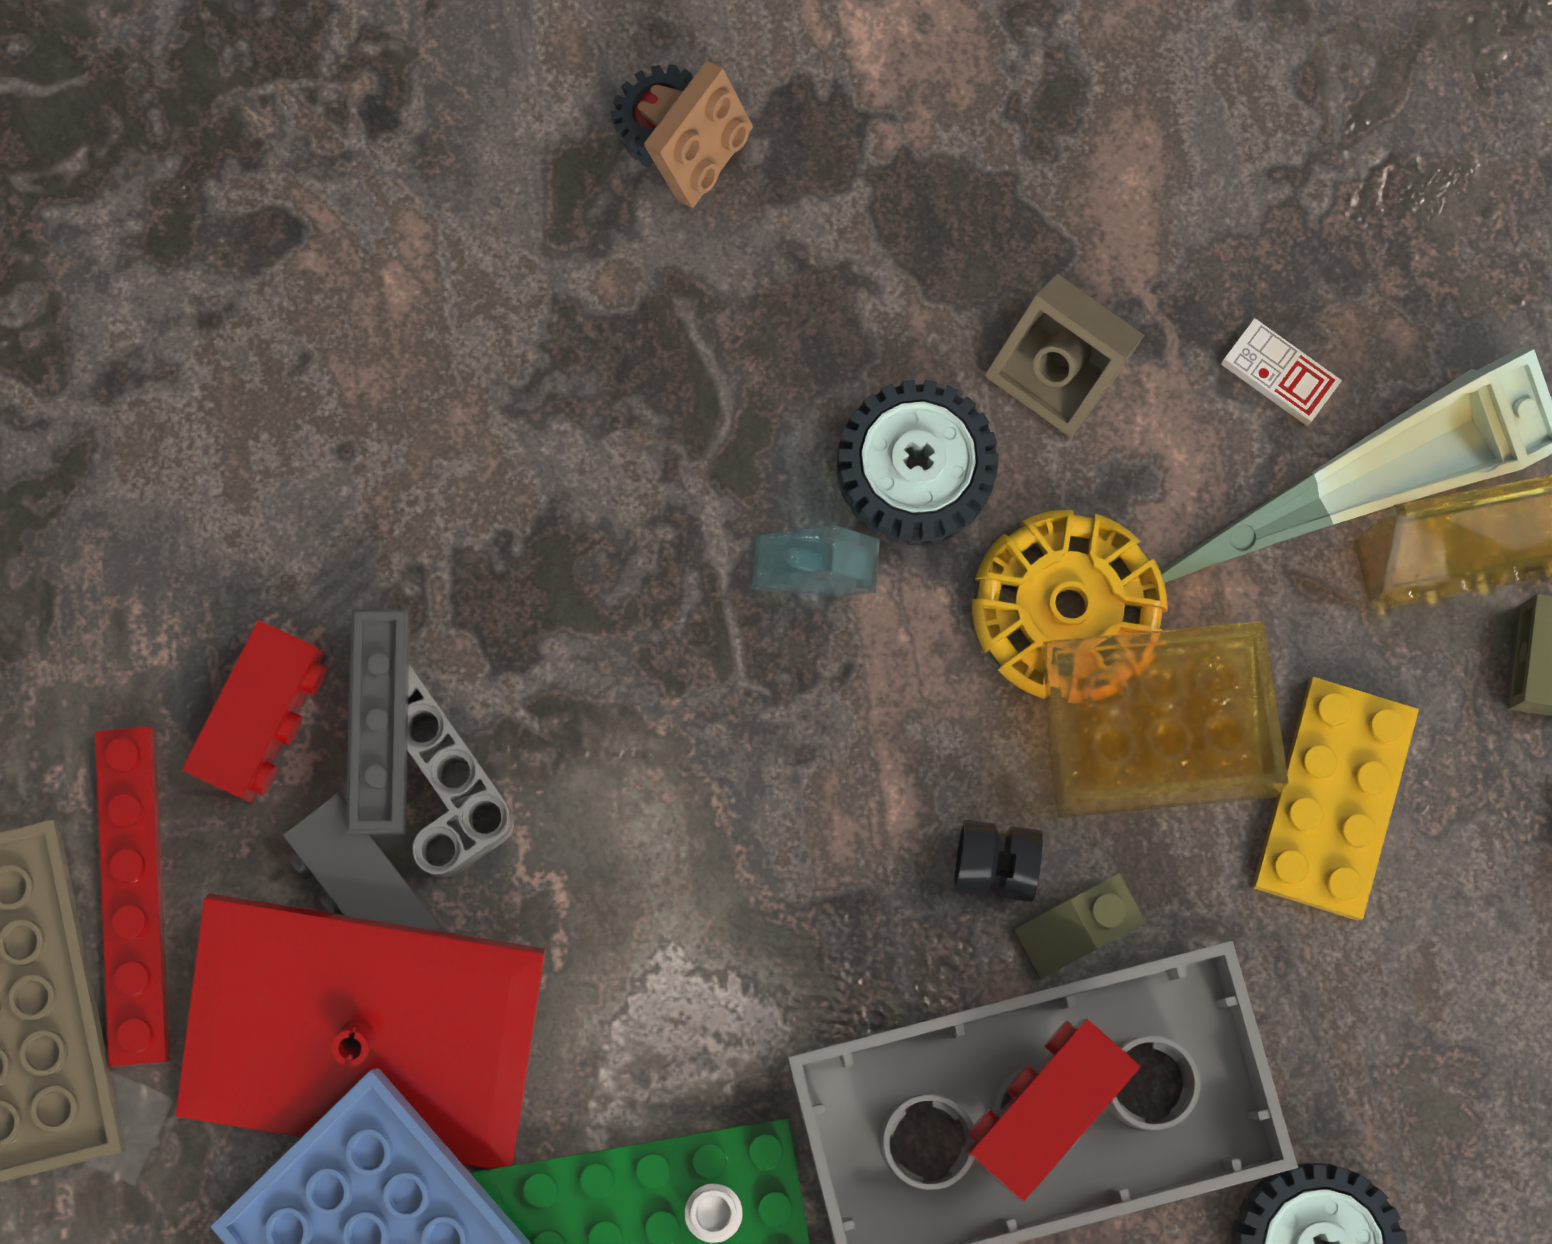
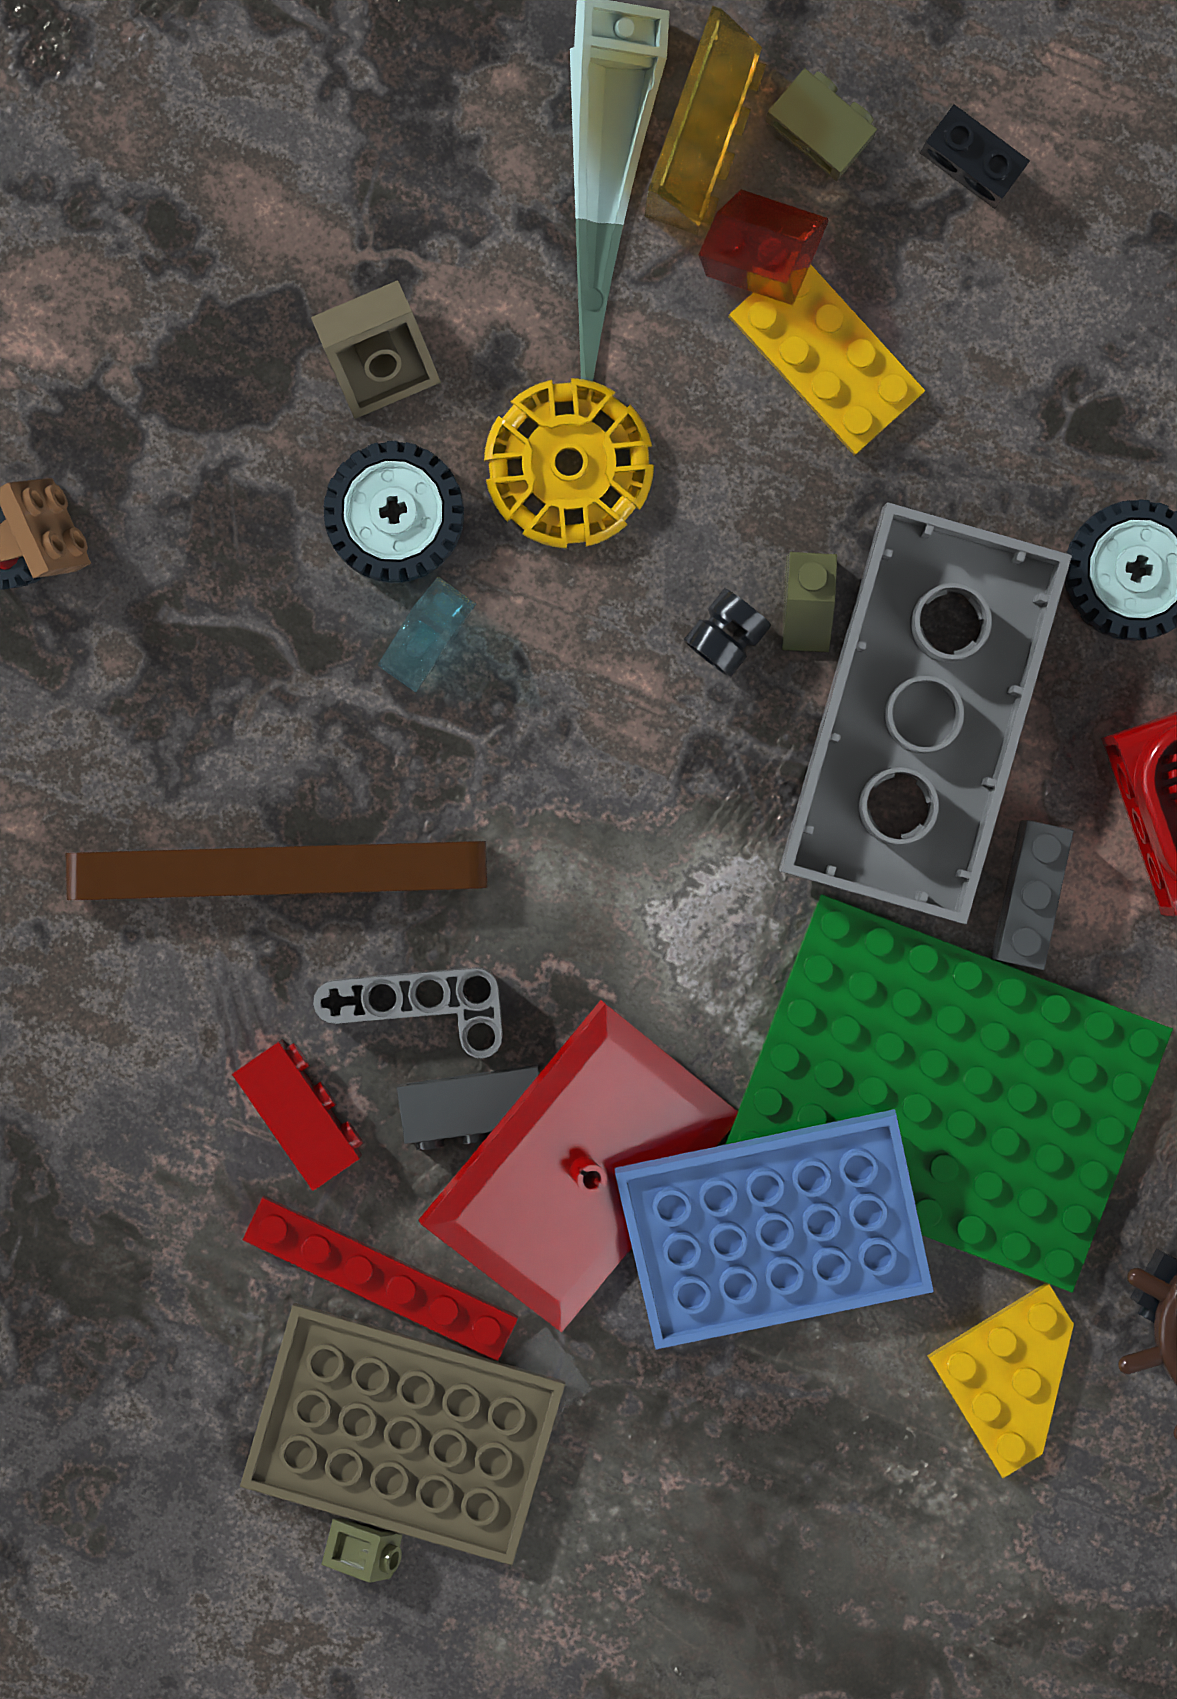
camera: 60 degrees left, 10 degrees up
(378, 722) = (361, 1027): dark grey tile -> none
(495, 554) = (276, 870): none -> reddish brown beam
(713, 1213) = (857, 987): white plate -> none
(1050, 1107) = (927, 707): red brick -> none
(1162, 720) = (695, 449): clear yellow slope -> none
(1281, 372) = (484, 190): white tile -> none
(1400, 667) = (762, 245): none -> clear red slope

